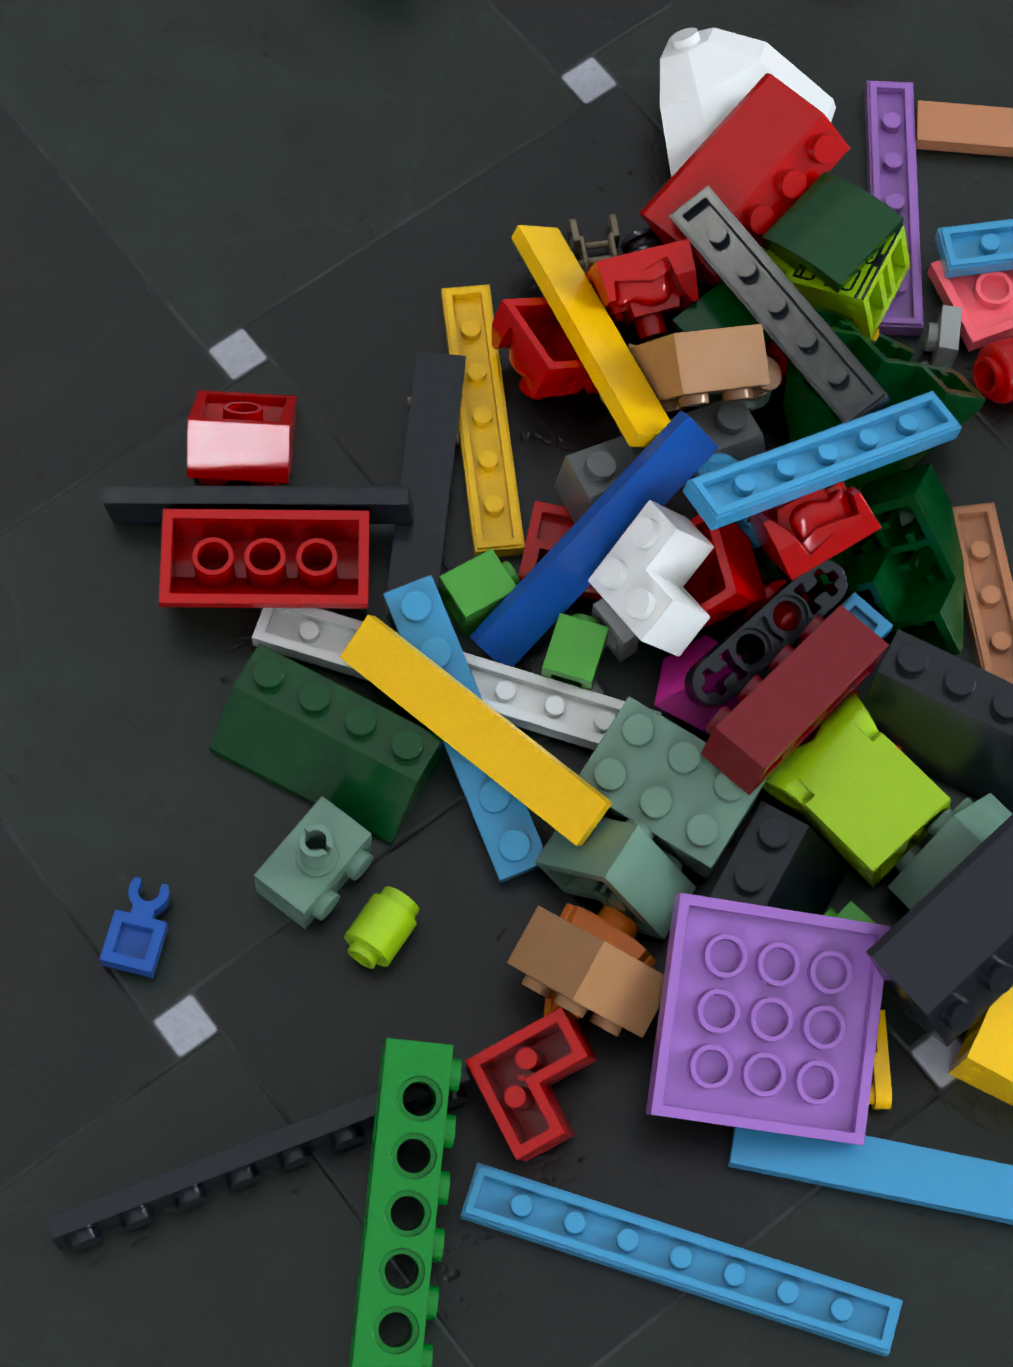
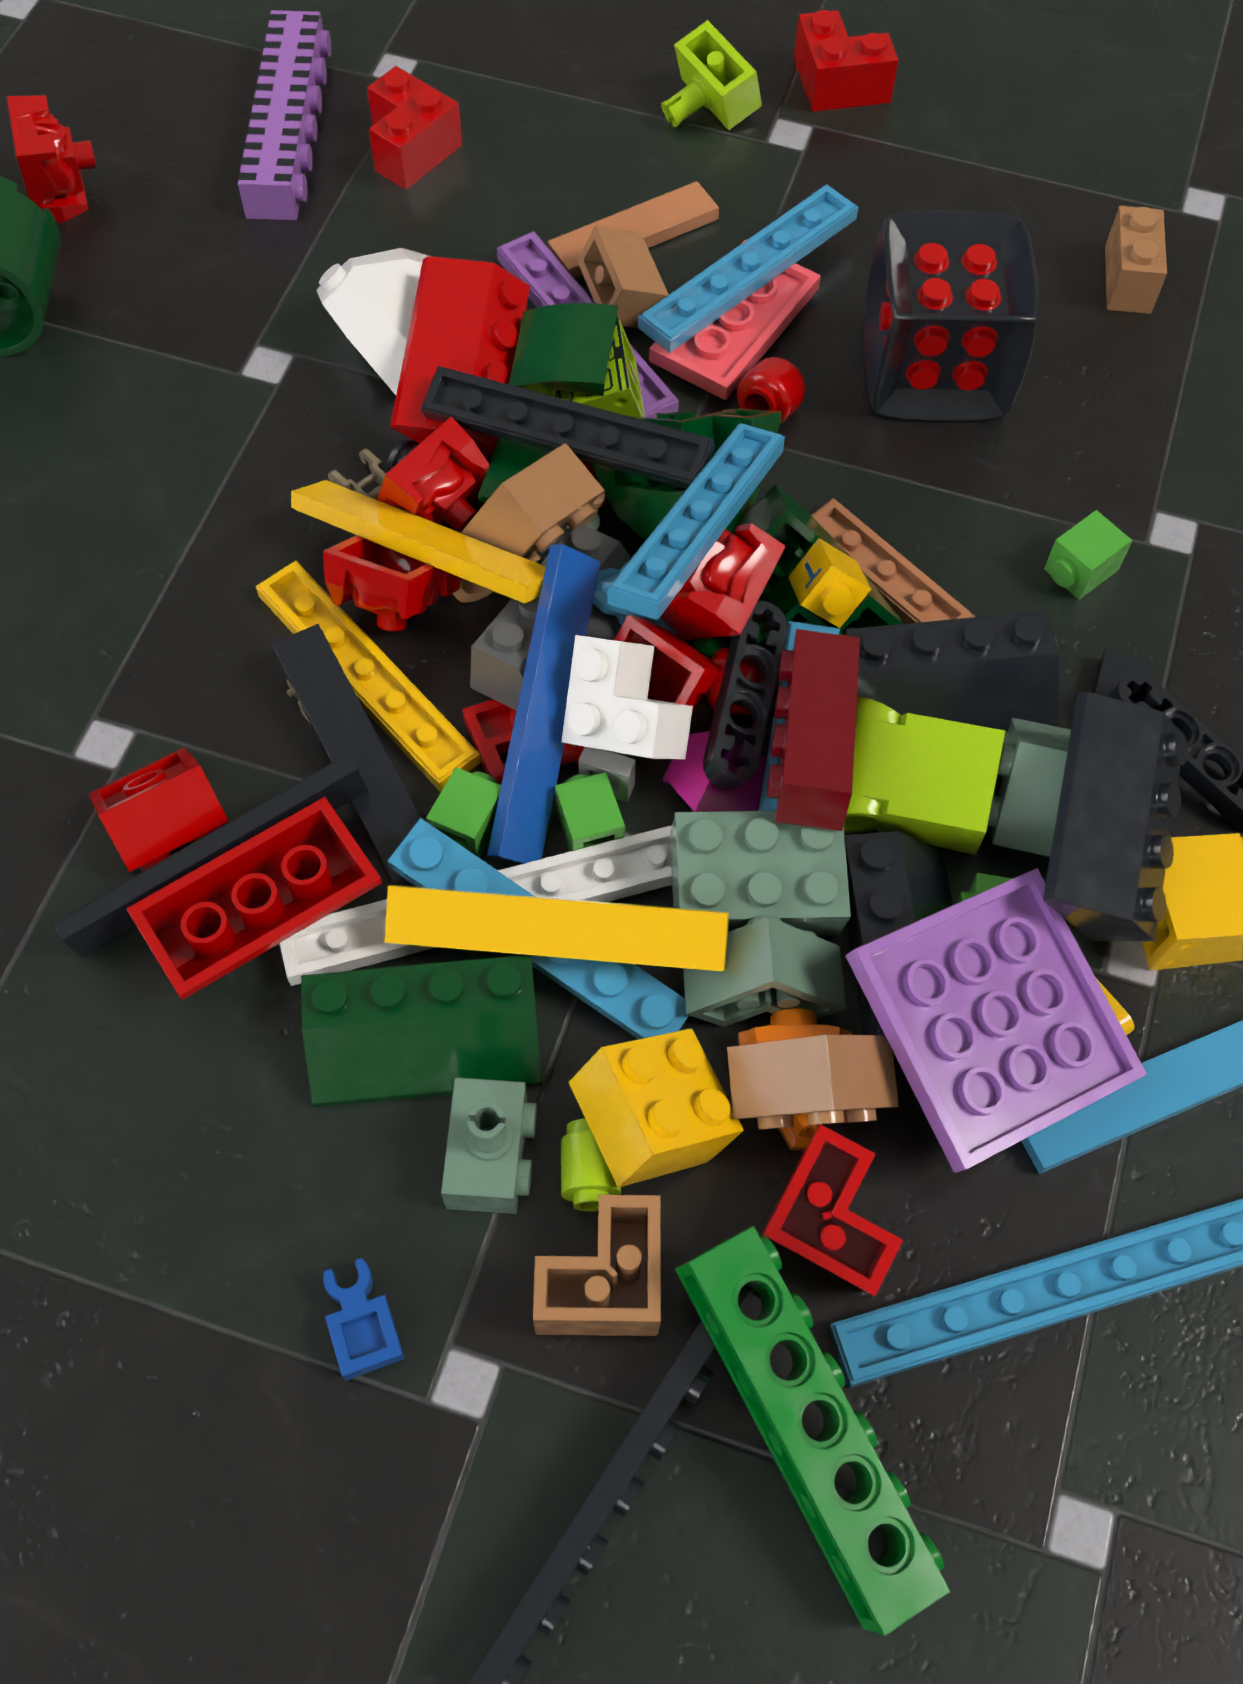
camera: 30 degrees left, 5 degrees down
(337, 1027) = (607, 1292): none -> medium nougat brick
(456, 915) = (654, 1106): none -> yellow brick
(915, 579) = (829, 583): none -> yellow brick
(944, 336) = (701, 392): light grey plate -> none
(955, 177) = (621, 272): none -> medium nougat brick

